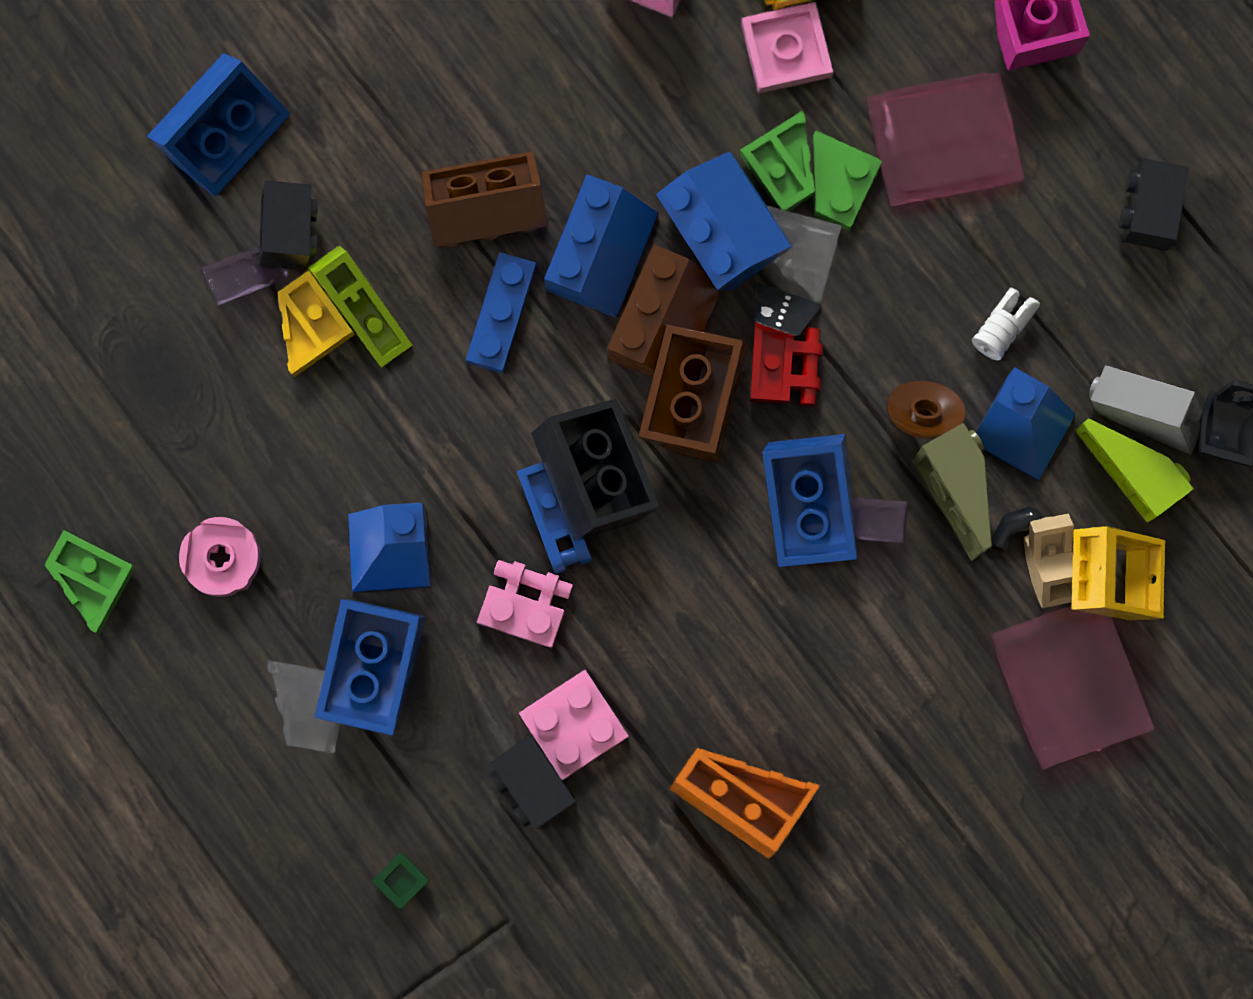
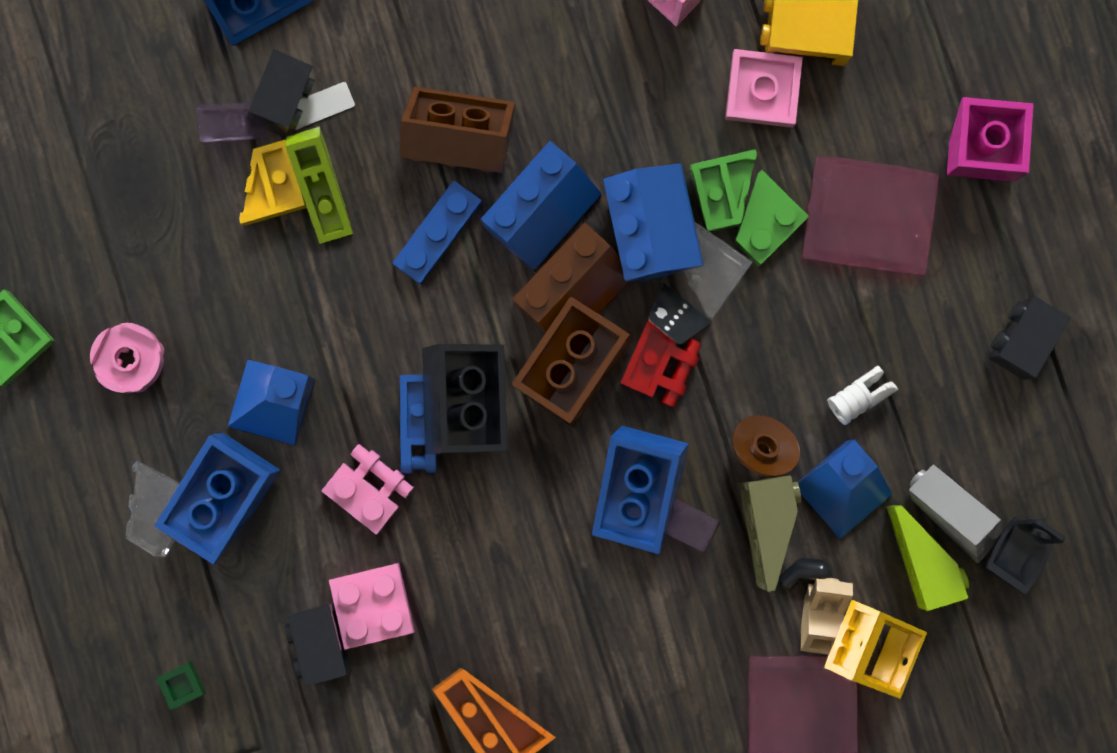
camera: 15 degrees right, 5 degrees up
(335, 221) = (325, 104): none -> white sticker

